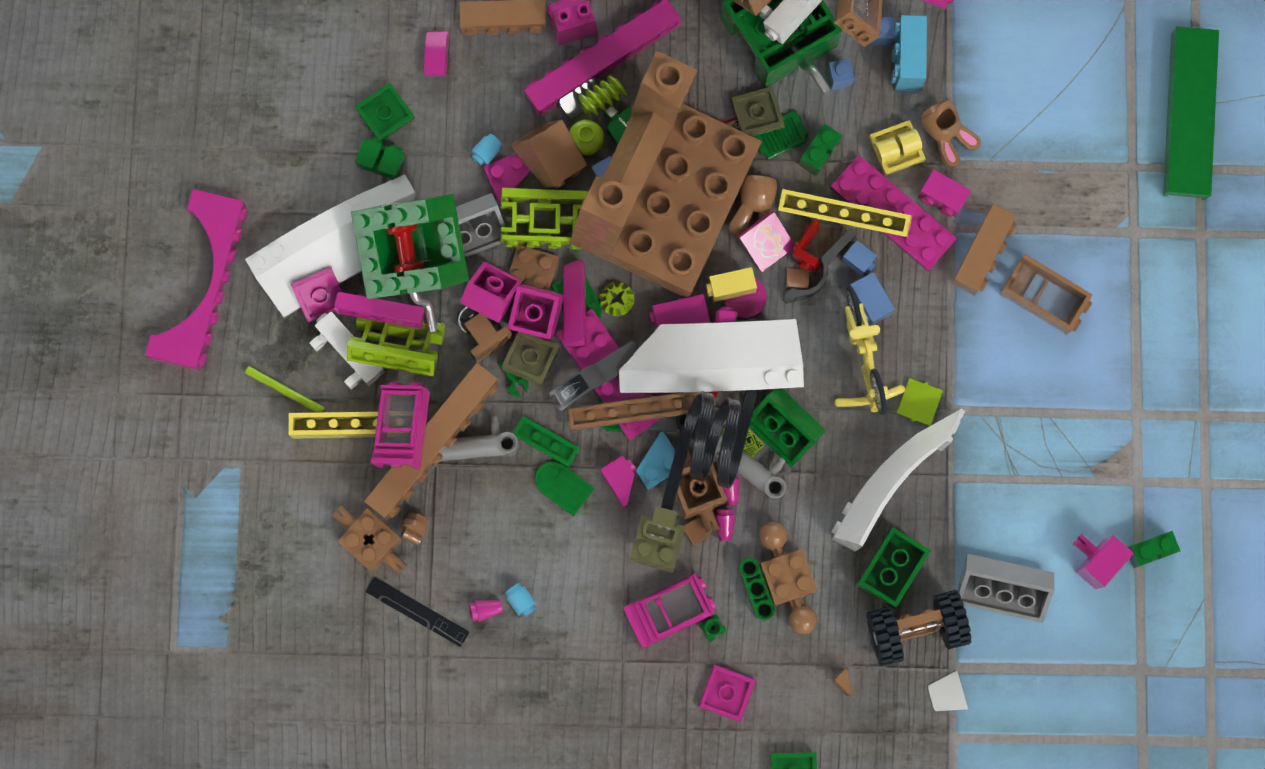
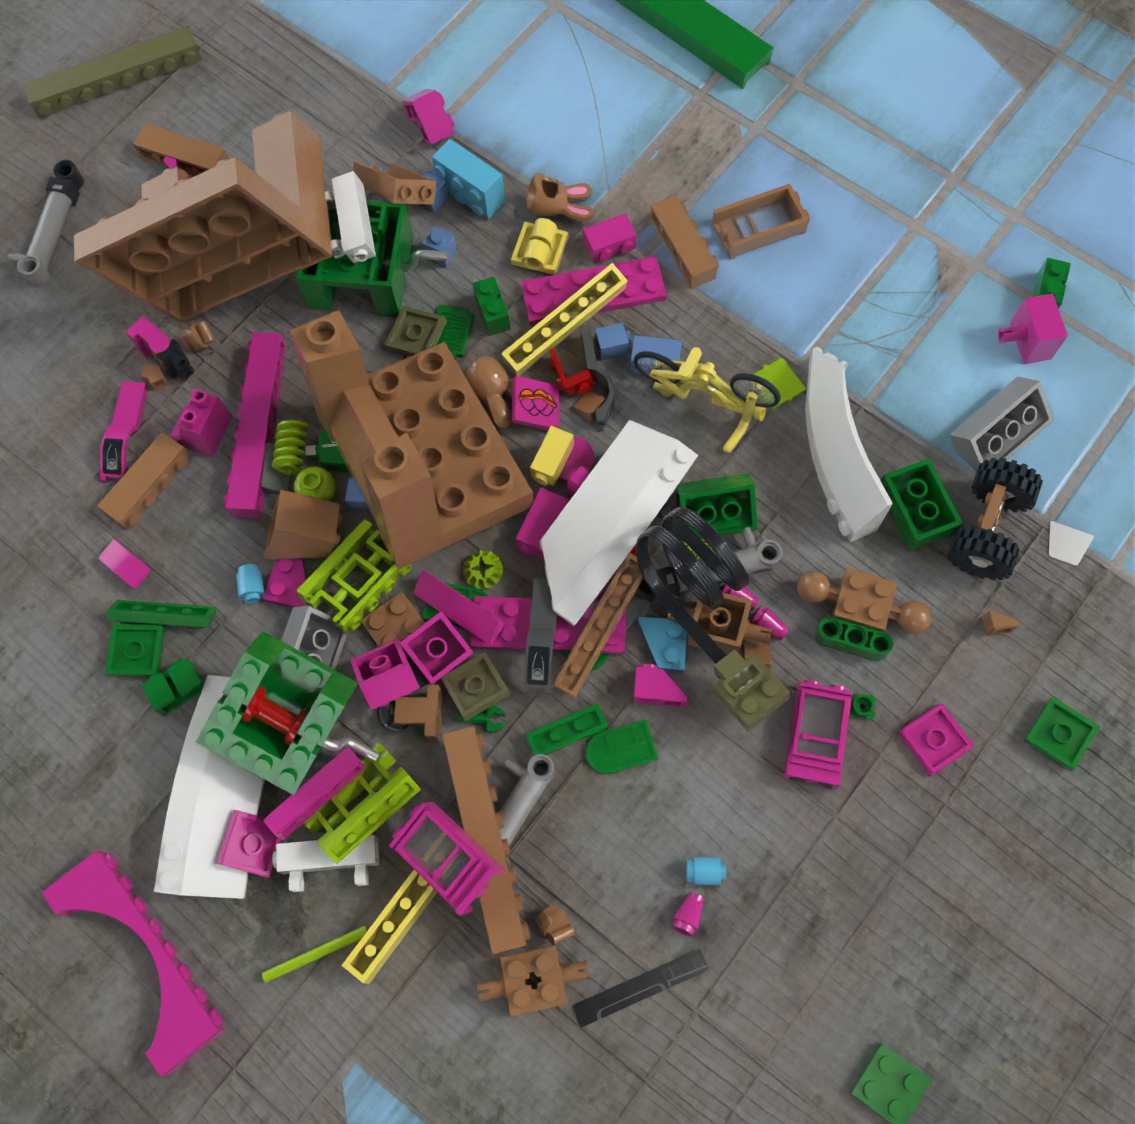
camera: 45 degrees left, 10 degrees down
(421, 108) = (161, 613): none -> green plate

